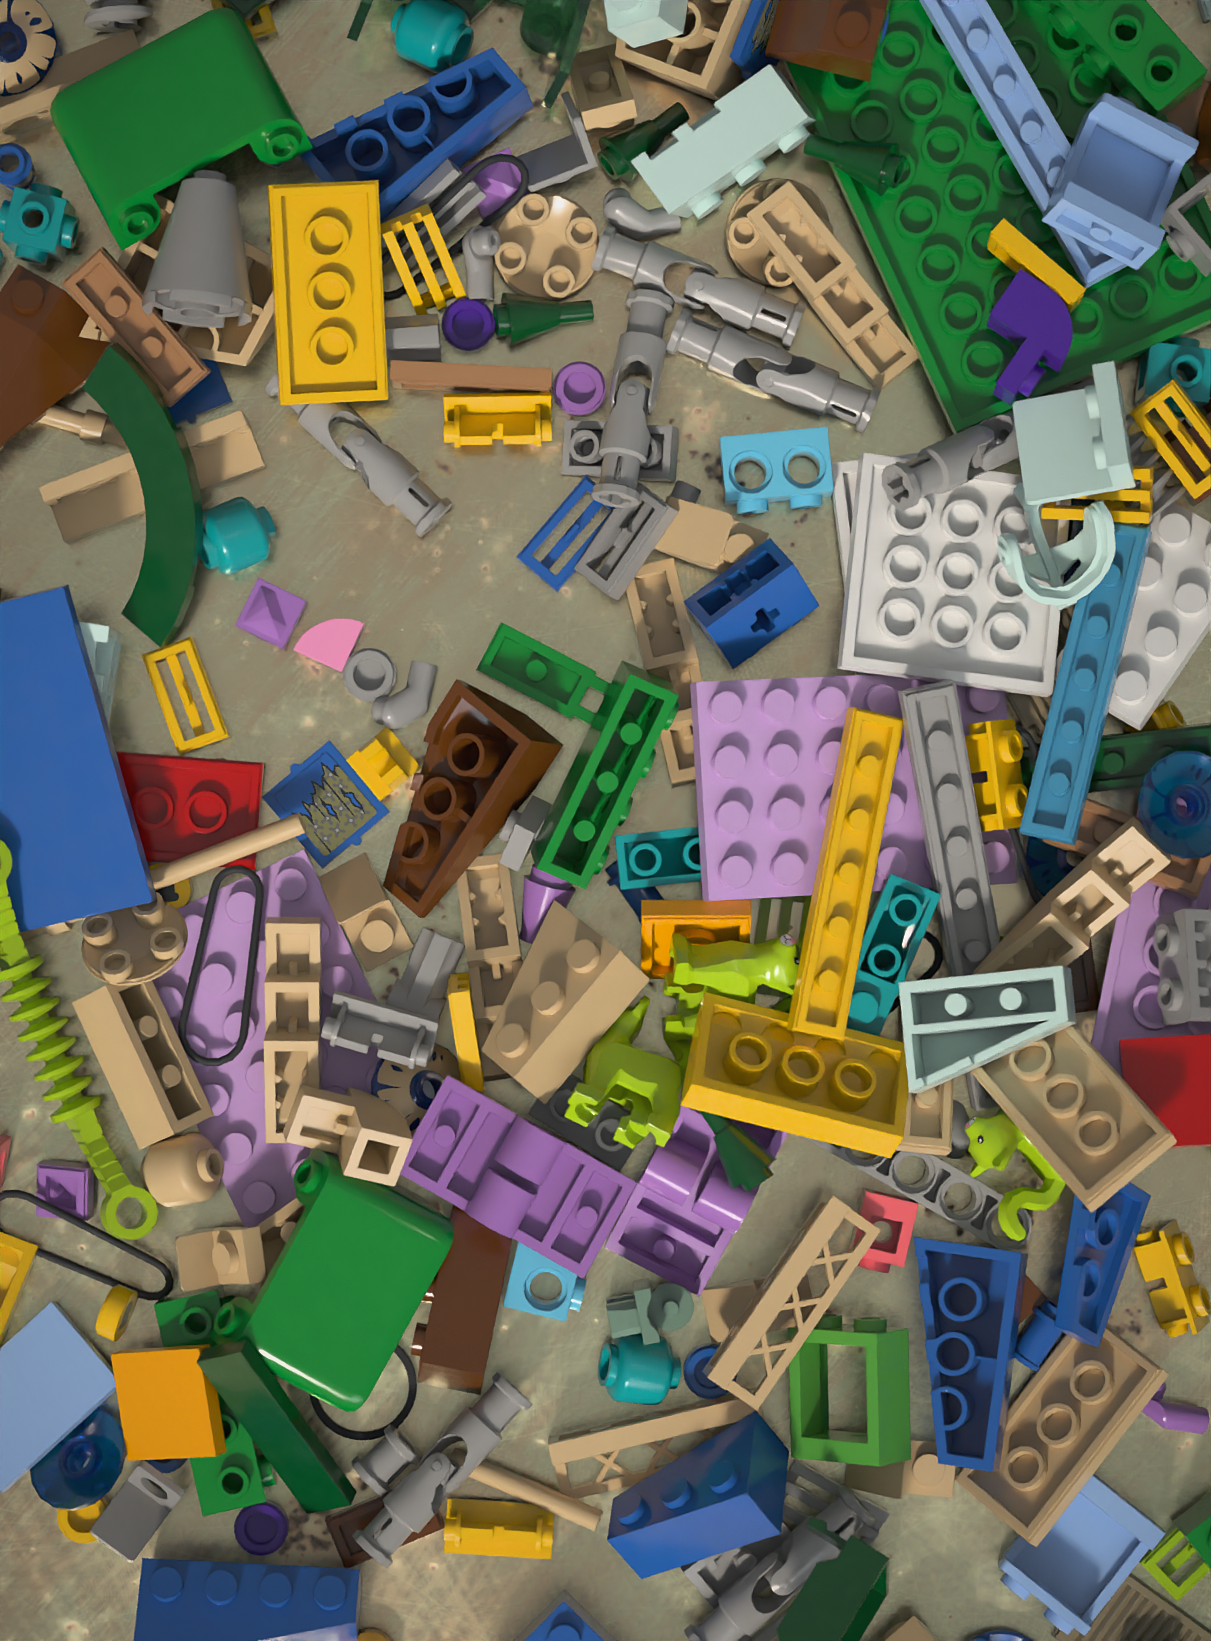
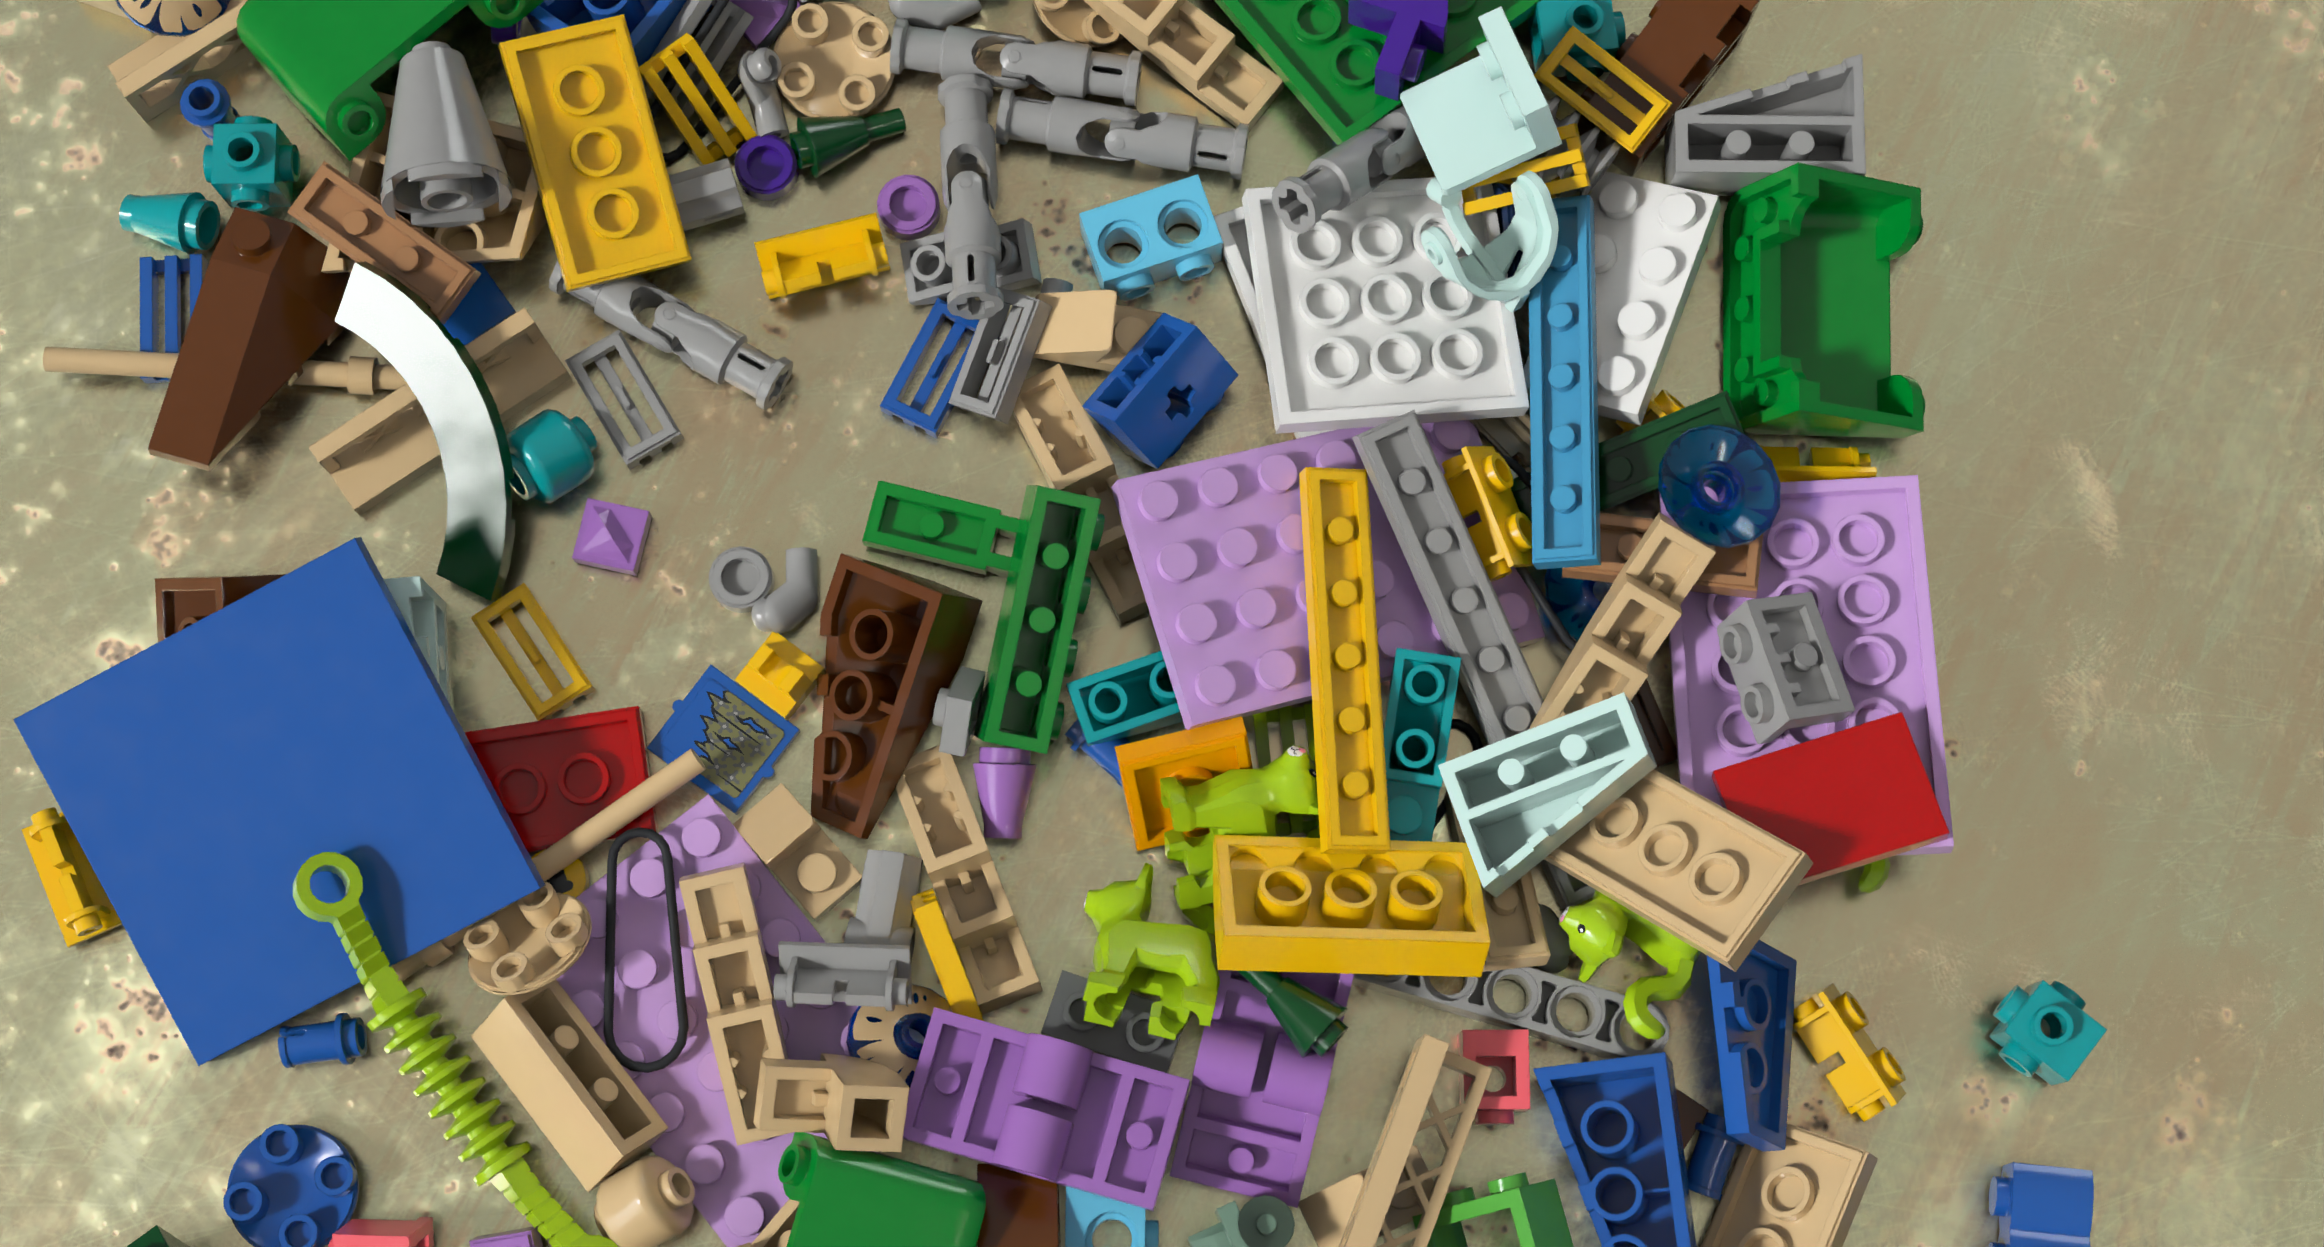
camera: 15 degrees left, 10 degrees down
(320, 541) = (650, 443): none -> light grey tile
(331, 642) = (687, 552): bright pink tile -> none
(469, 377) = (745, 224): medium nougat tile -> none
(561, 1003) = (1049, 892): tan wedge -> none
(1175, 1415) = (1897, 1213): medium lavender arm -> none

